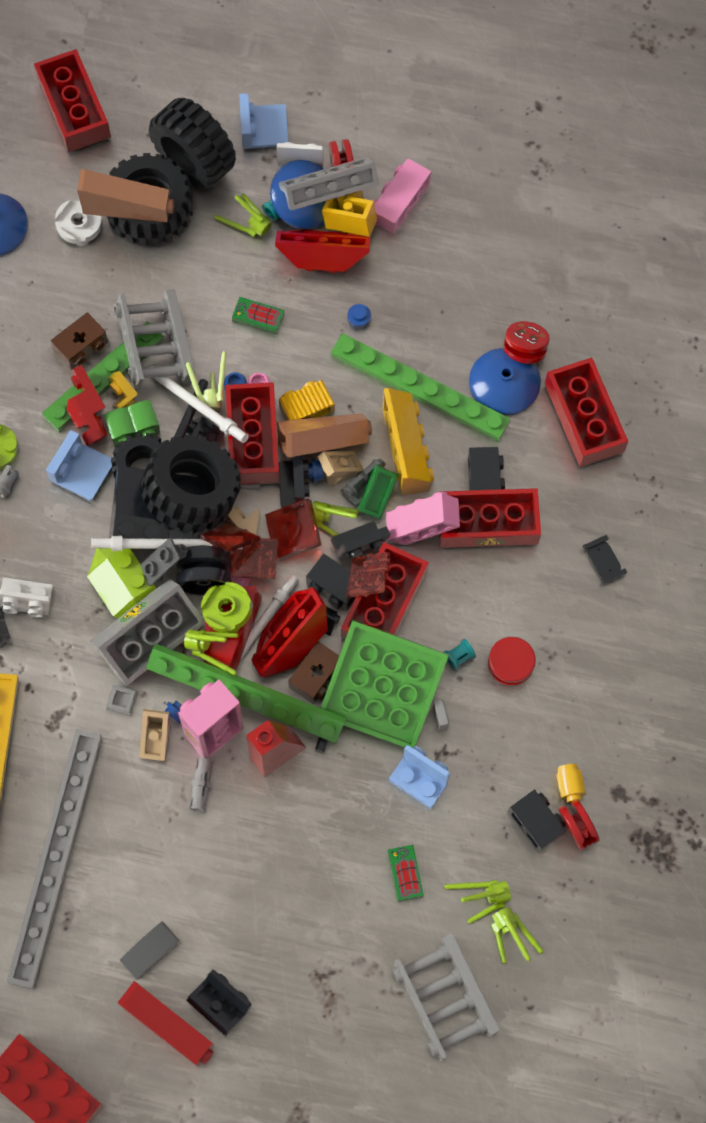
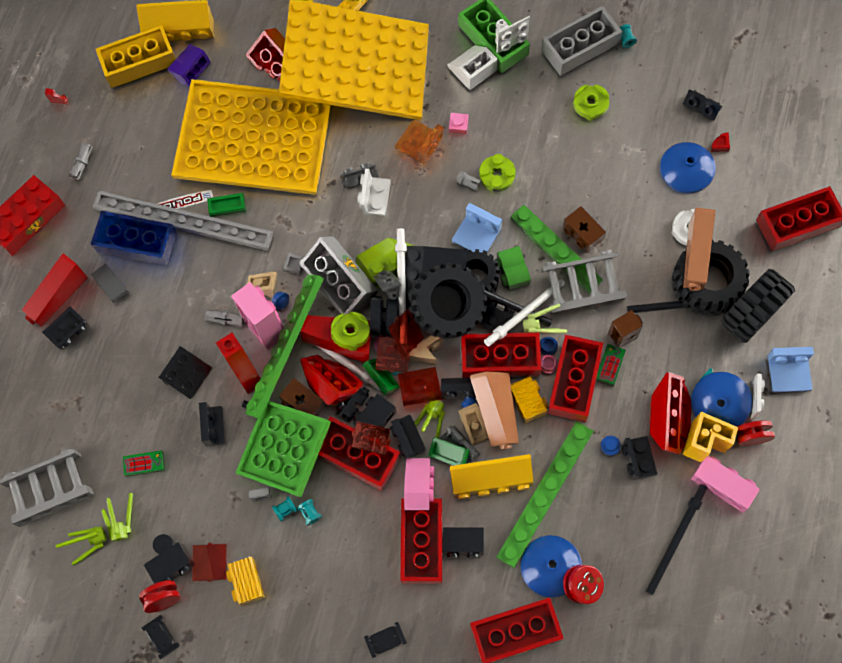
camera: 100 degrees right, 0 degrees up
(21, 859) = (187, 200): none -> sticker
(30, 799) = (226, 205): none -> green tile
(85, 407) = (525, 232): red plate -> none
(85, 917) = (134, 238): none -> clear blue brick
(122, 387) = (543, 257): yellow bracket -> none
(181, 265) = (656, 306): none -> black bar
(200, 640) = (323, 311): lime plant -> none
(217, 291) = (625, 329): none -> reddish brown brick
(258, 221) = (694, 365): lime plant -> none
(279, 348) = (575, 378): none -> red brick
(280, 829) = (185, 372): none -> black hinge
(284, 575) = (382, 378): none -> green tile
(330, 183) = (724, 416): light grey fence -> none
(352, 785) = (211, 424): none -> black bracket
(372, 285) = (639, 457): none -> black bracket
(420, 776) = (213, 476): light blue bracket -> none
(424, 229) = (694, 504): none -> black bar
(456, 685) = (284, 508): none -> teal bush
(510, 835) = (162, 543): none -> black tile
(511, 661) = (301, 554): red head -> none
(527, 773) = (209, 562): none -> clear red piece
(550, 725) = (245, 581): none -> yellow brick
(570, 782) = (196, 595): yellow brick -> none
(623, 827) = (160, 636): none -> black piece

